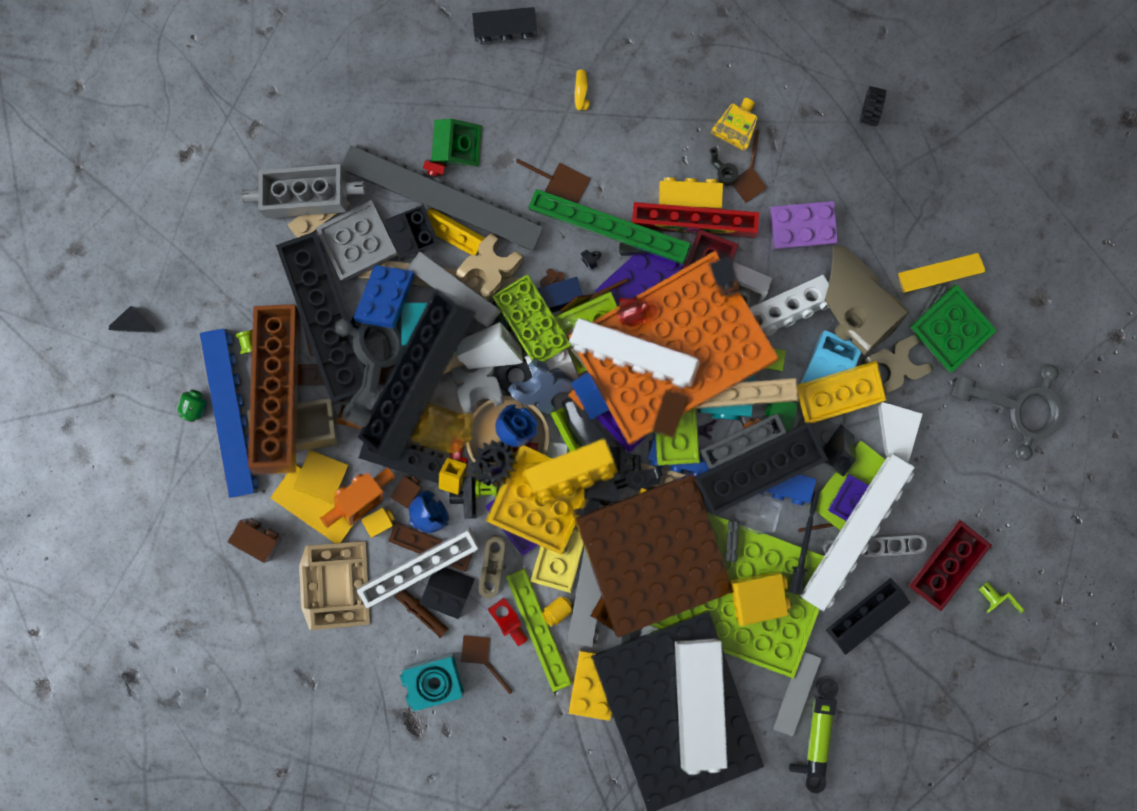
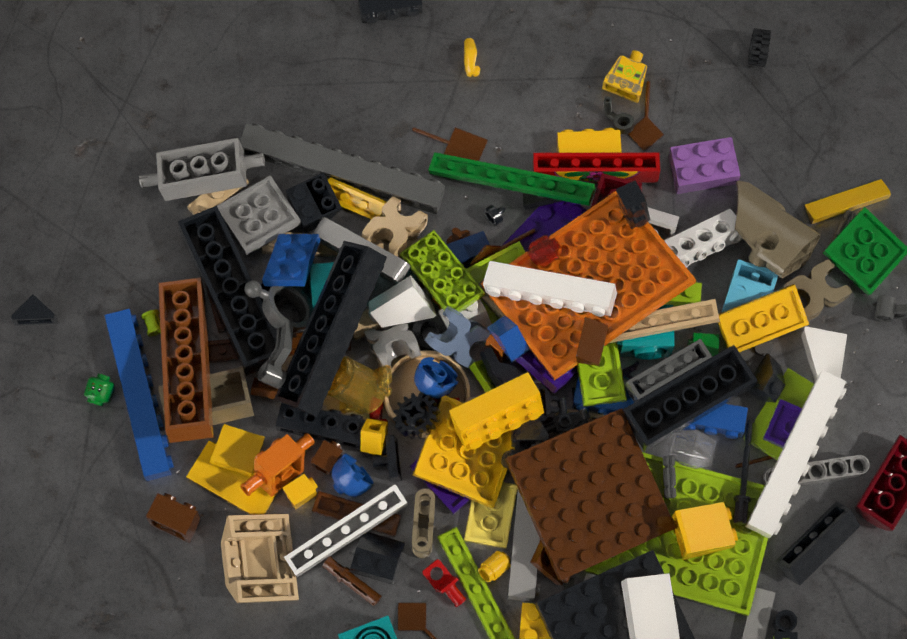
camera: 10 degrees left, 15 degrees down
(434, 168) = (331, 140): red plate -> none
(456, 142) = (351, 115): green slope -> none
(482, 489) = (410, 443): lime bush -> none

